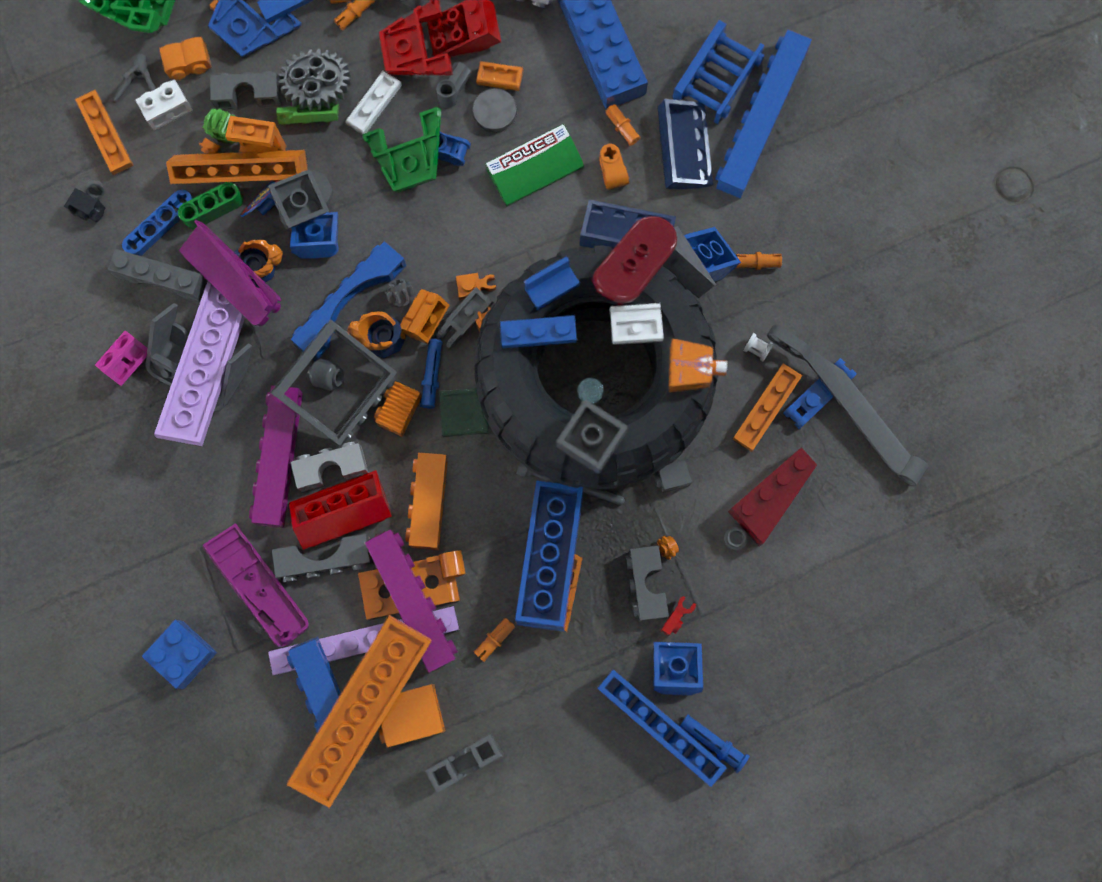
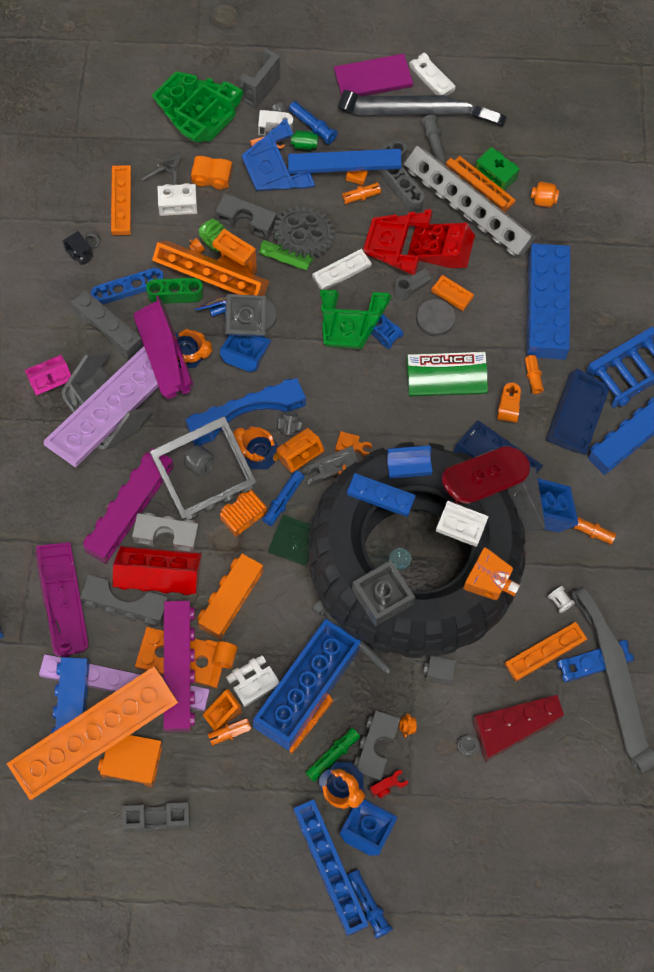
camera: 20 degrees right, 10 degrees down
(477, 622) = (222, 710): none -> orange slope
(498, 580) = (255, 686): none -> white plate
(608, 612) = (337, 750): none -> green pin
(634, 640) = (343, 785): none -> piece

